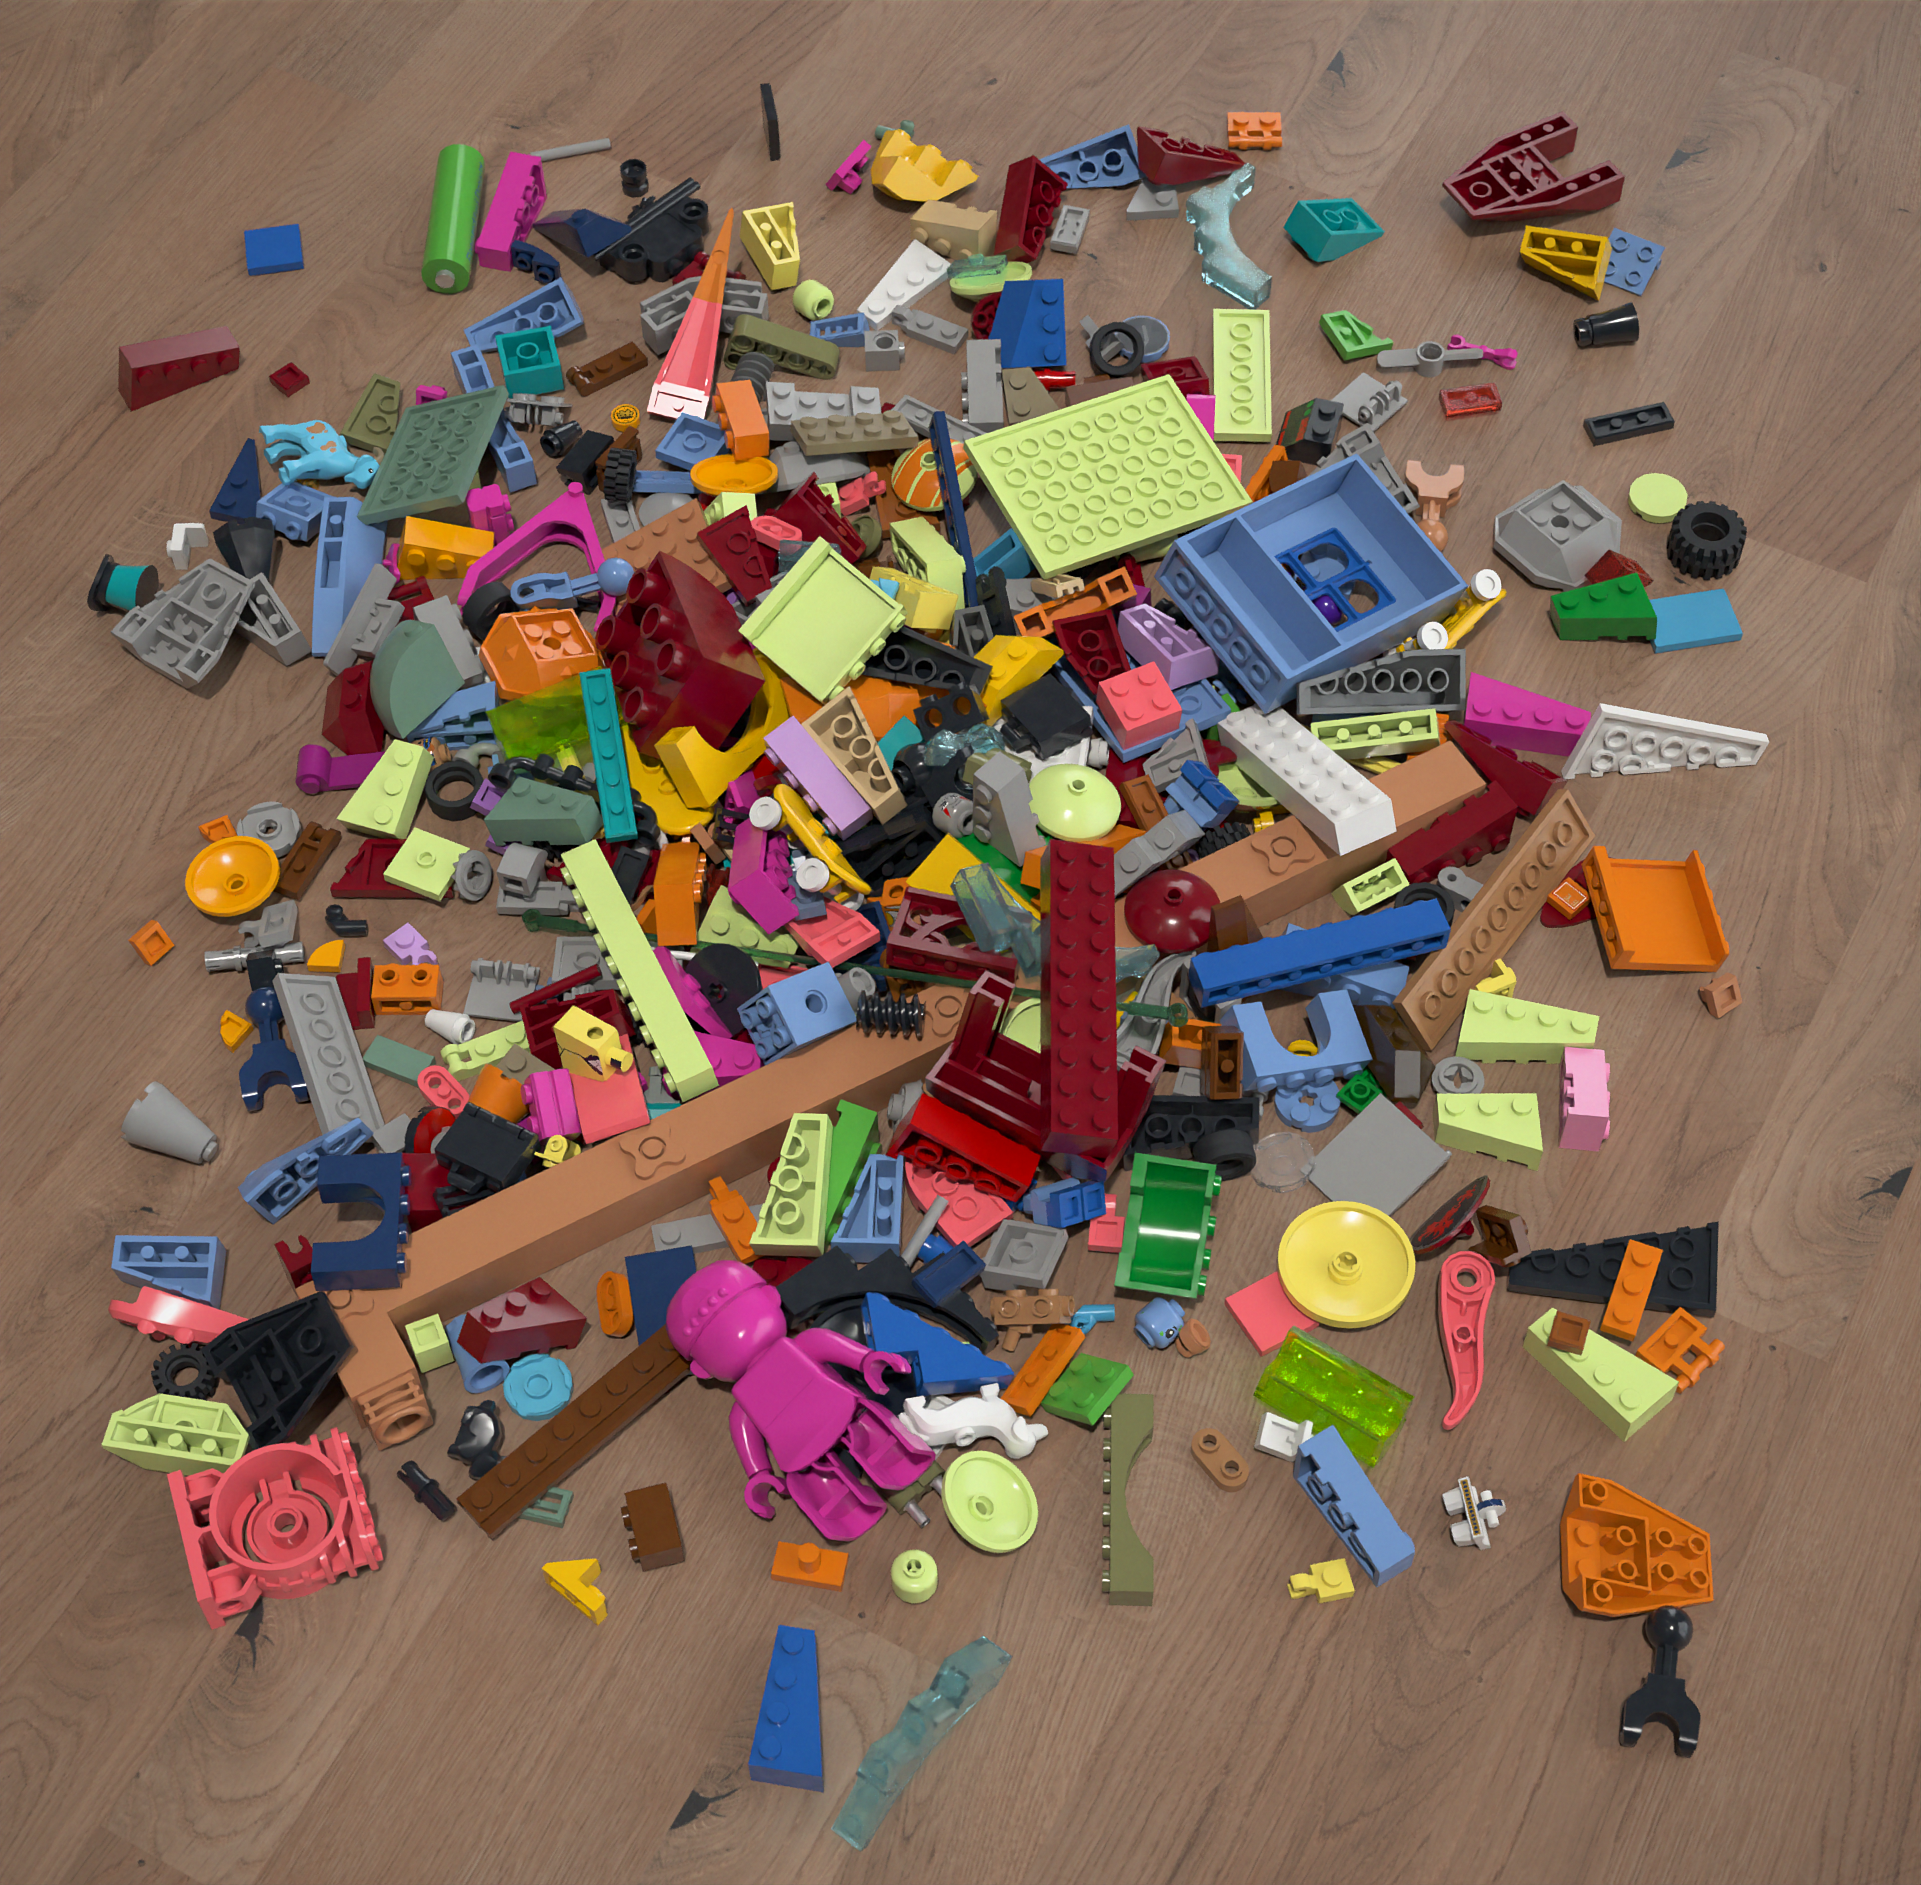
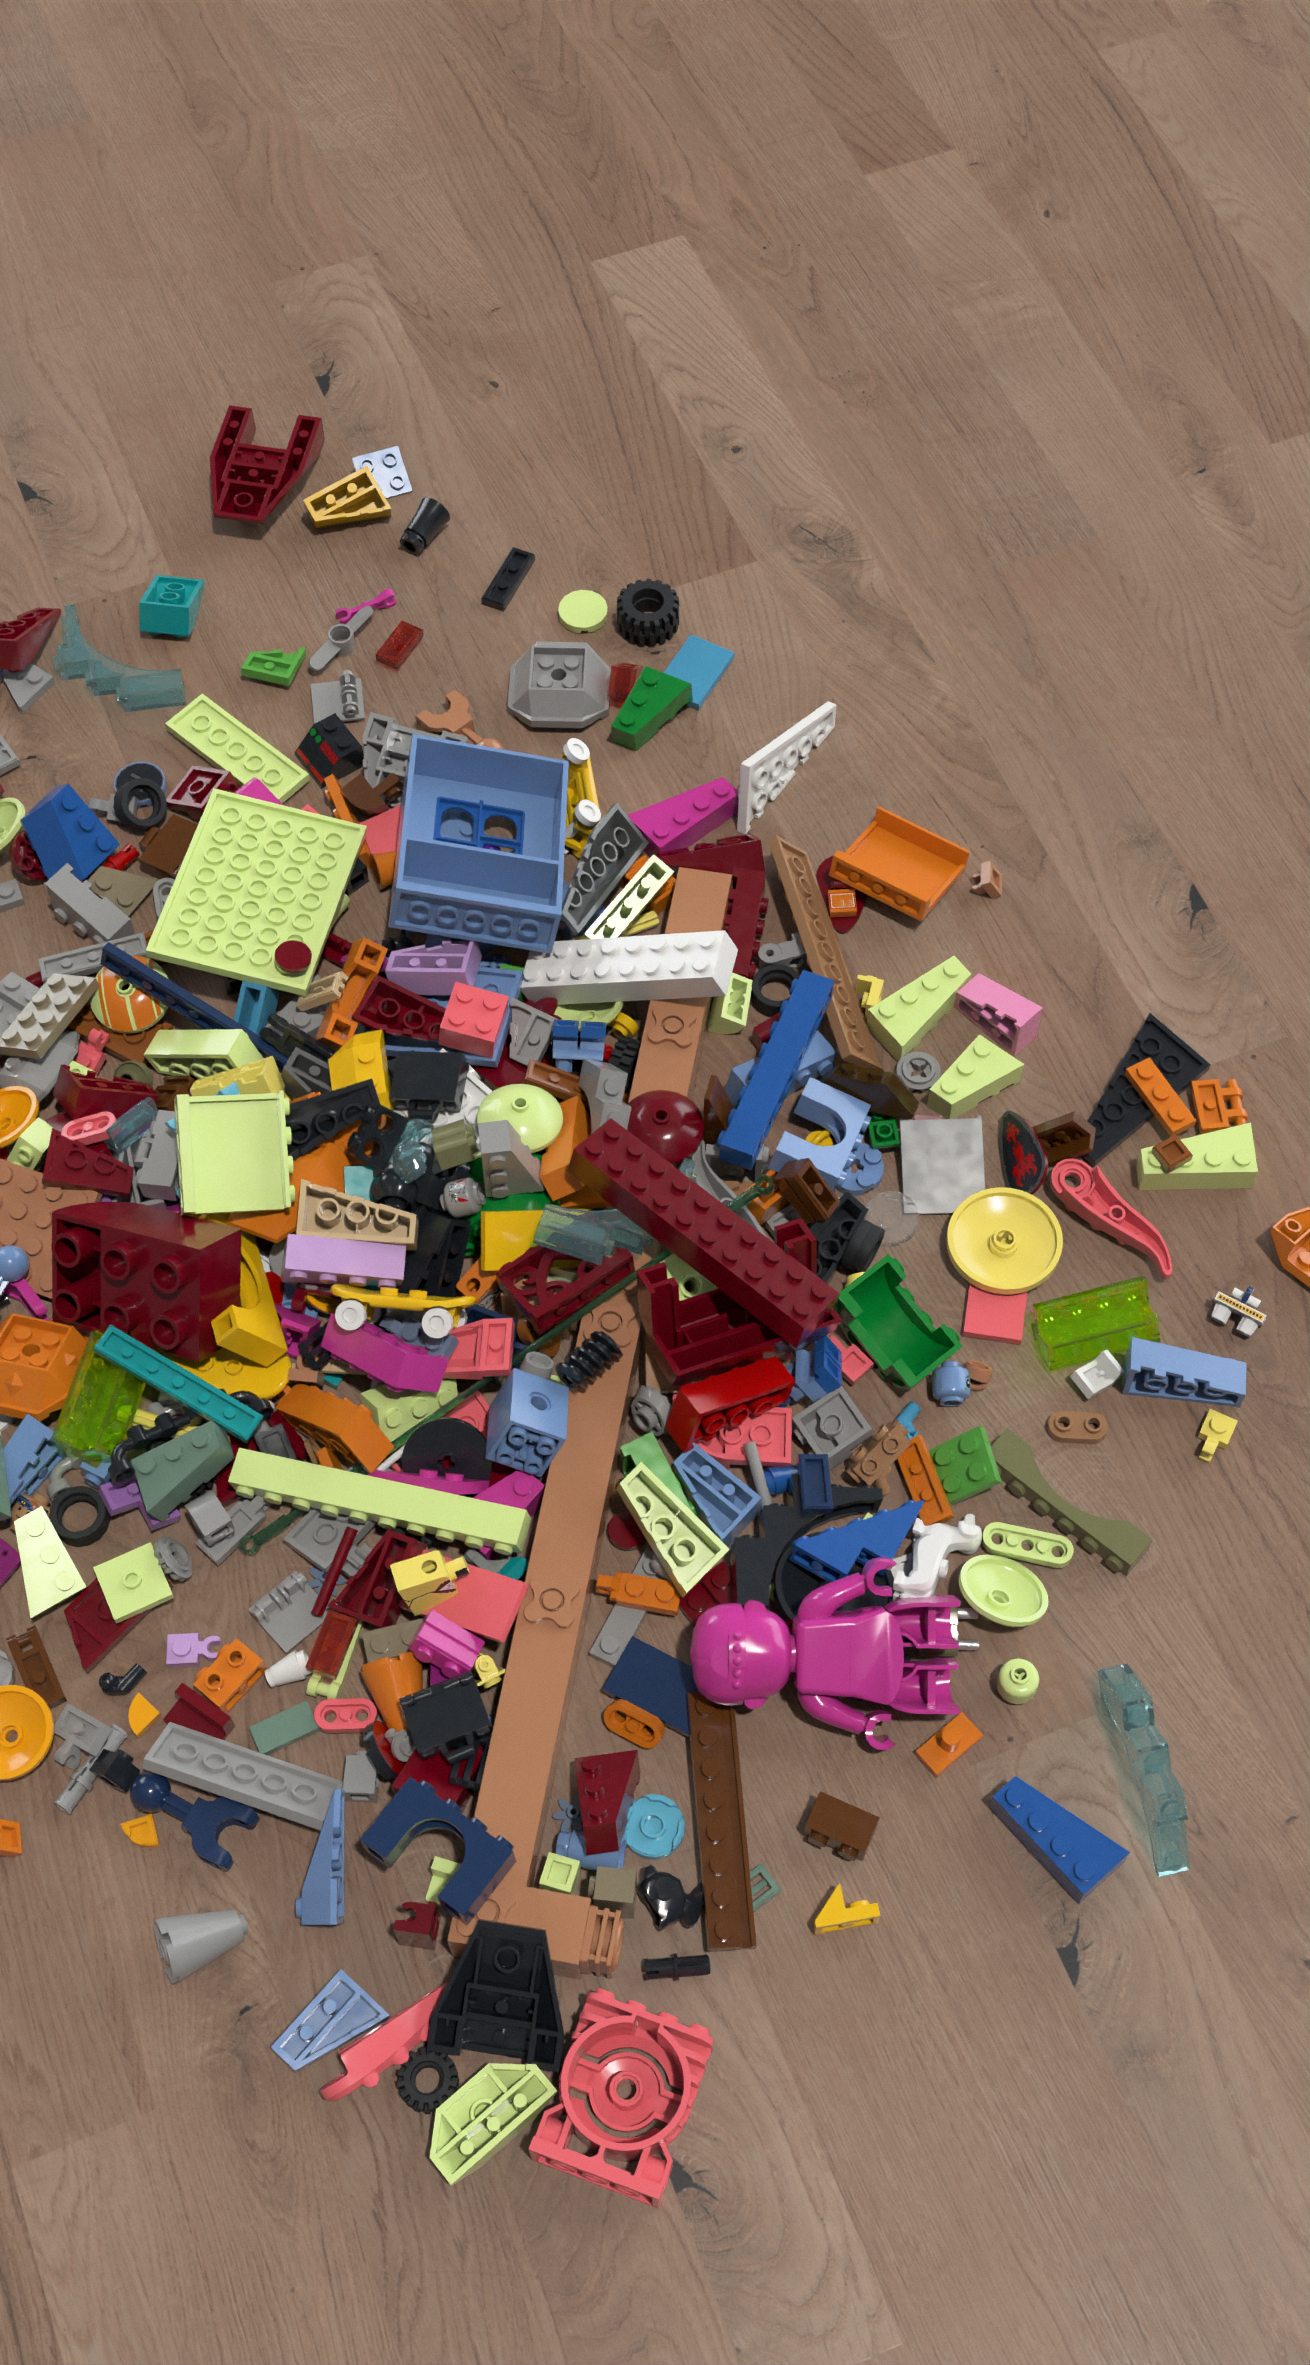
camera: 50 degrees left, 5 degrees up
(445, 1390) = (614, 1890): none -> dark tan brick
(490, 1033) = (332, 1644): none -> clear red plate
(716, 879) = (349, 1391): clear red plate -> none
(1059, 1483) = (1041, 1543): none -> yellowish green plate
(1064, 539) = (293, 956): none -> dark red piece
(1254, 129) = (32, 581): orange plate -> none

